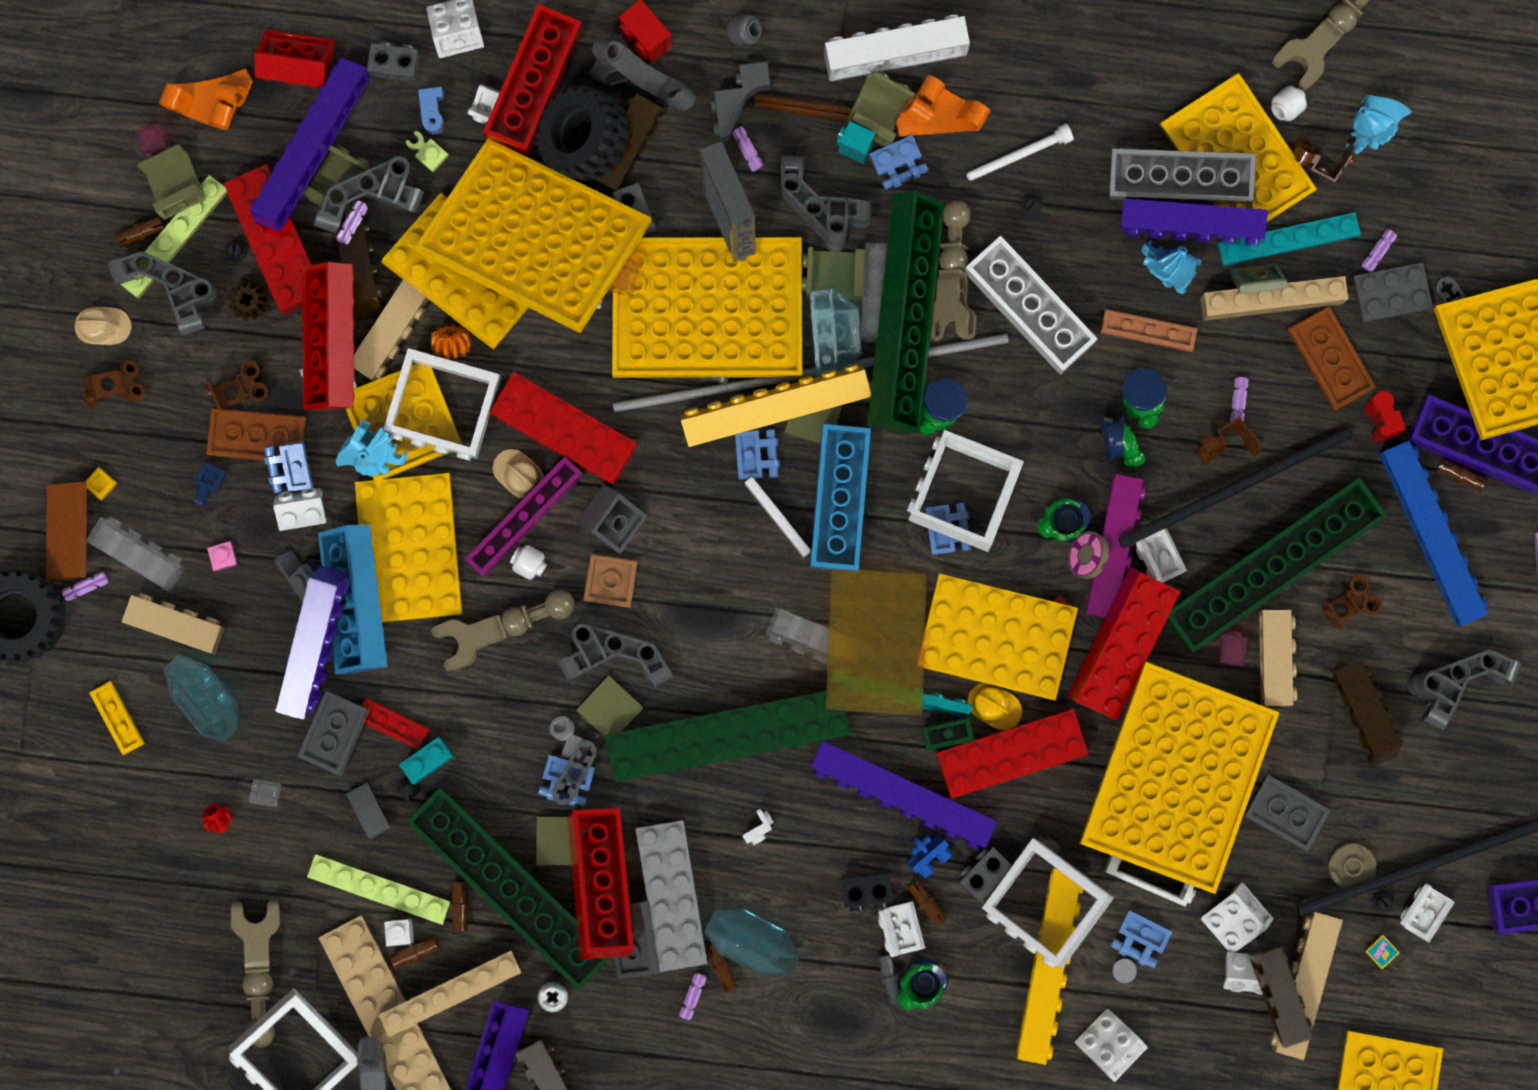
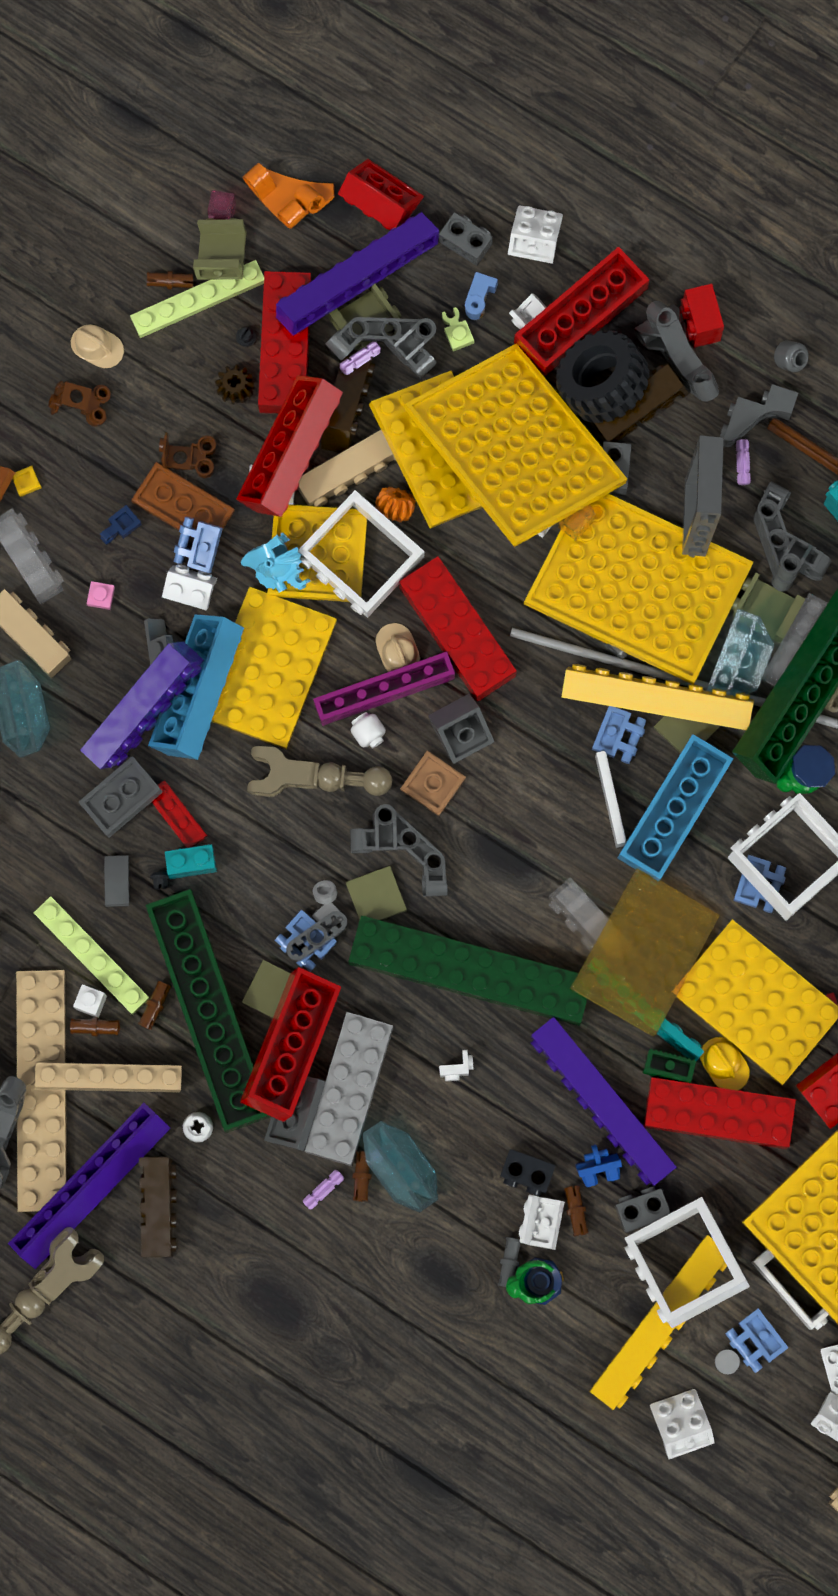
camera: 30 degrees right, 5 degrees down
(183, 295) = (181, 351): dark grey connector -> none
(265, 793) = (33, 820): clear panel -> none

